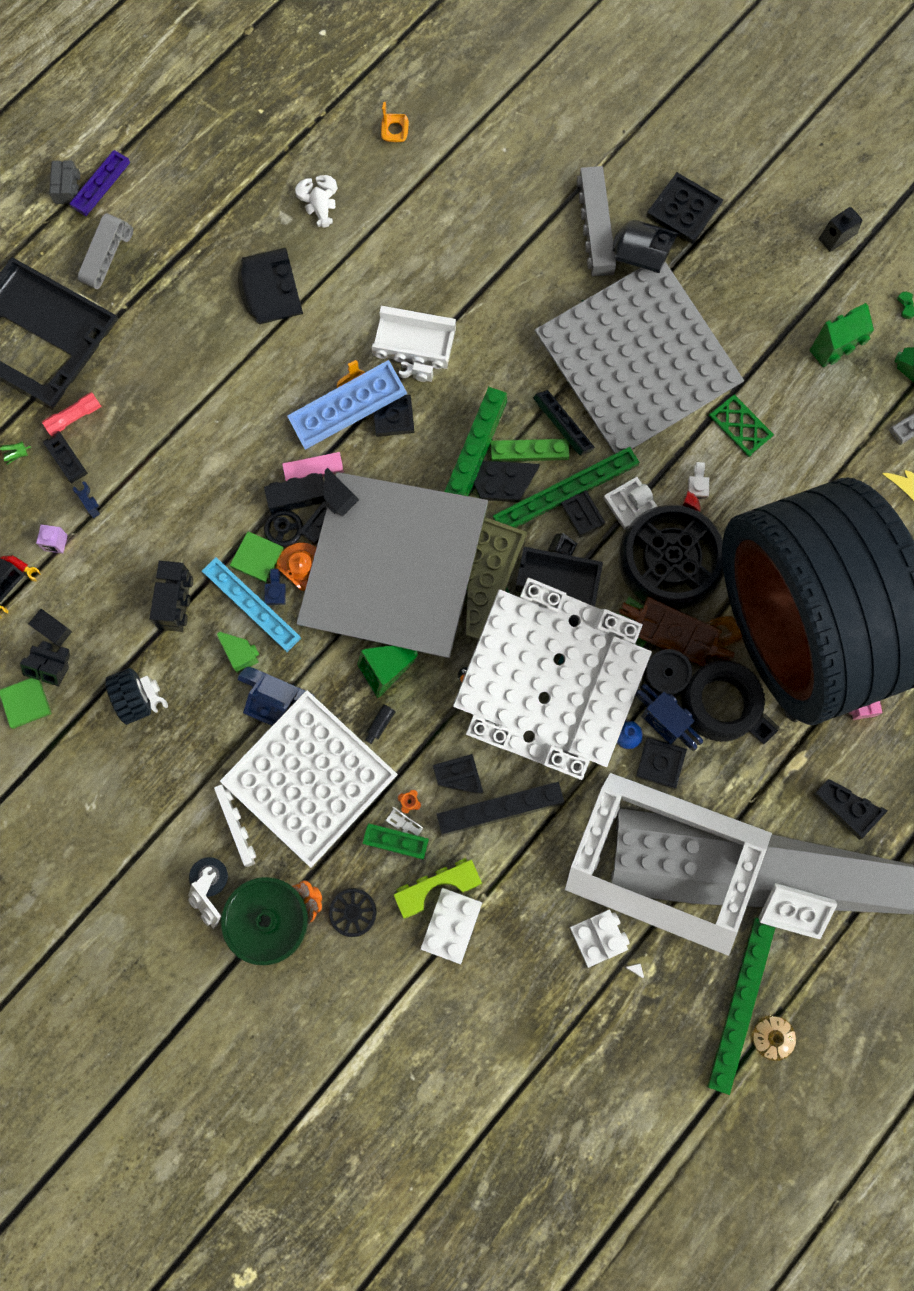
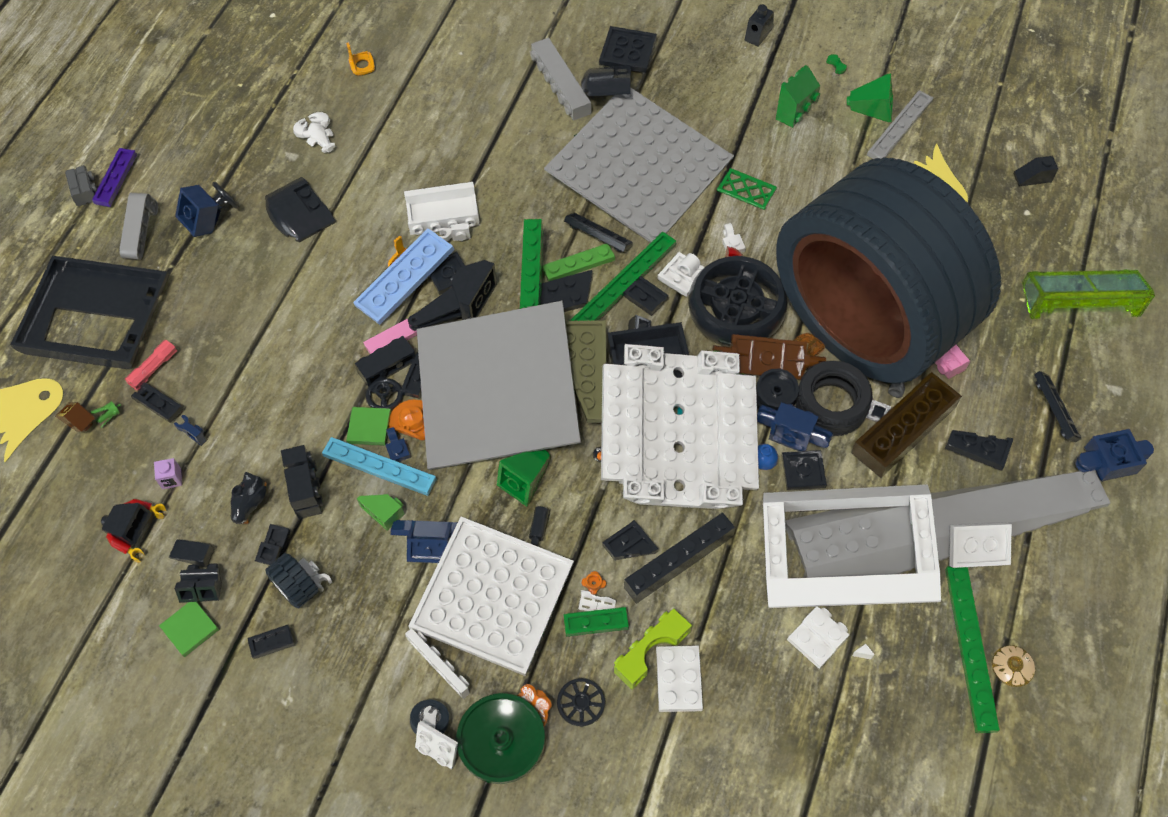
camera: 20 degrees left, 15 degrees down
(92, 745) = (270, 641): none -> black plate
(115, 592) = (246, 497): none -> black animal
(126, 649) = (273, 545): none -> black slope
(171, 255) = (199, 210): none -> dark blue piece
(337, 495) = (426, 344): black slope -> none
(398, 453) = (465, 299): none -> black slope
(783, 757) = (906, 424): none -> dark brown brick

